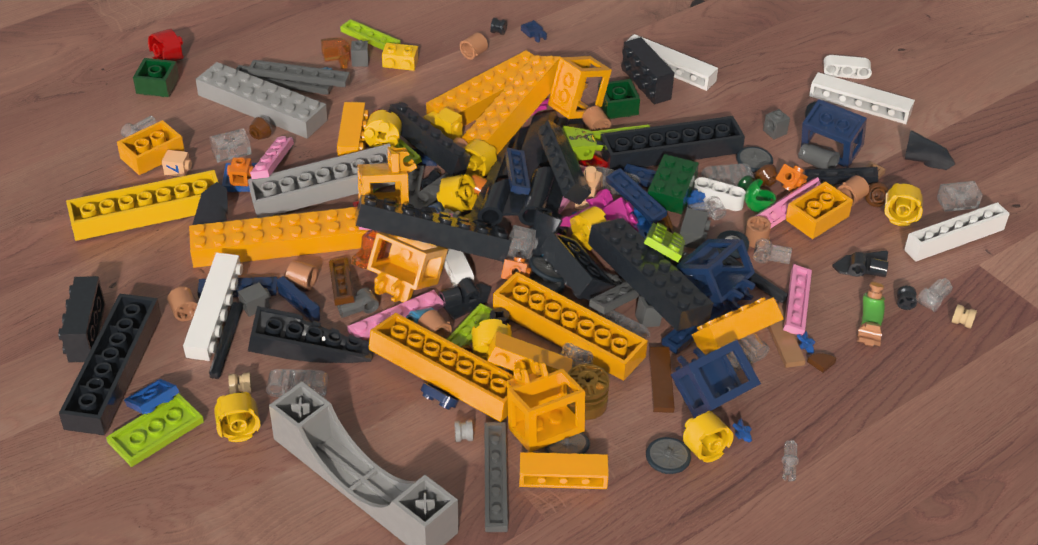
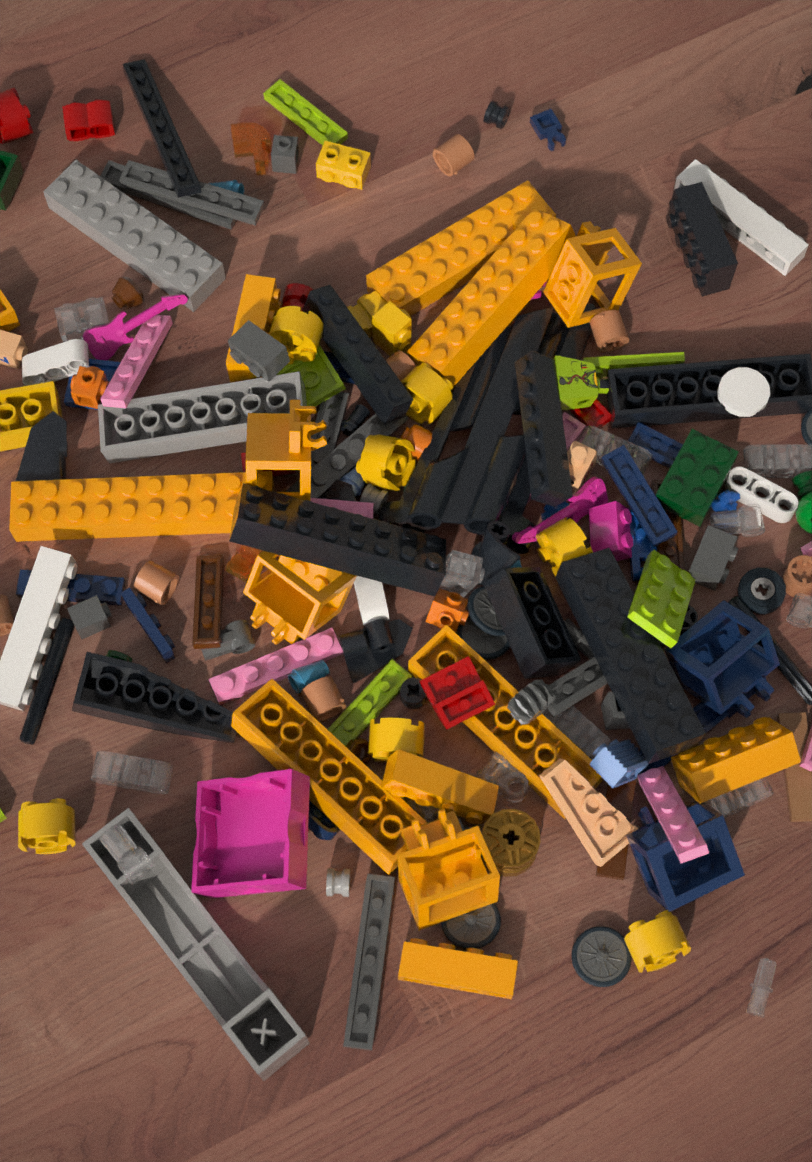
camera: 10 degrees right, 25 degrees up
(217, 158) = (55, 362): none -> white beam
(221, 48) = (88, 120): none -> red brick
(244, 380) = (57, 763): tan wheel -> none
(253, 148) = (107, 338): none -> dark pink piece
(274, 45) = (162, 128): none -> black tile
(308, 405) = (130, 858): none -> clear piece
(360, 133) = (258, 351): none -> dark grey brick
(394, 400) = (251, 834): none -> dark pink tile
(517, 171) = (473, 443): dark blue plate -> none
(531, 304) = (457, 693): none -> red slope
(586, 299) = (531, 702): none -> dark grey gear
(620, 99) = (652, 293): dark green brick -> none
(645, 368) = (588, 812): none -> light nougat wing
(656, 333) = (618, 762): none -> medium blue brick
(694, 135) = (743, 391): none -> white tile
(701, 347) = (672, 814): none -> bright pink plate
(743, 432) = (708, 929): blue plant -> none

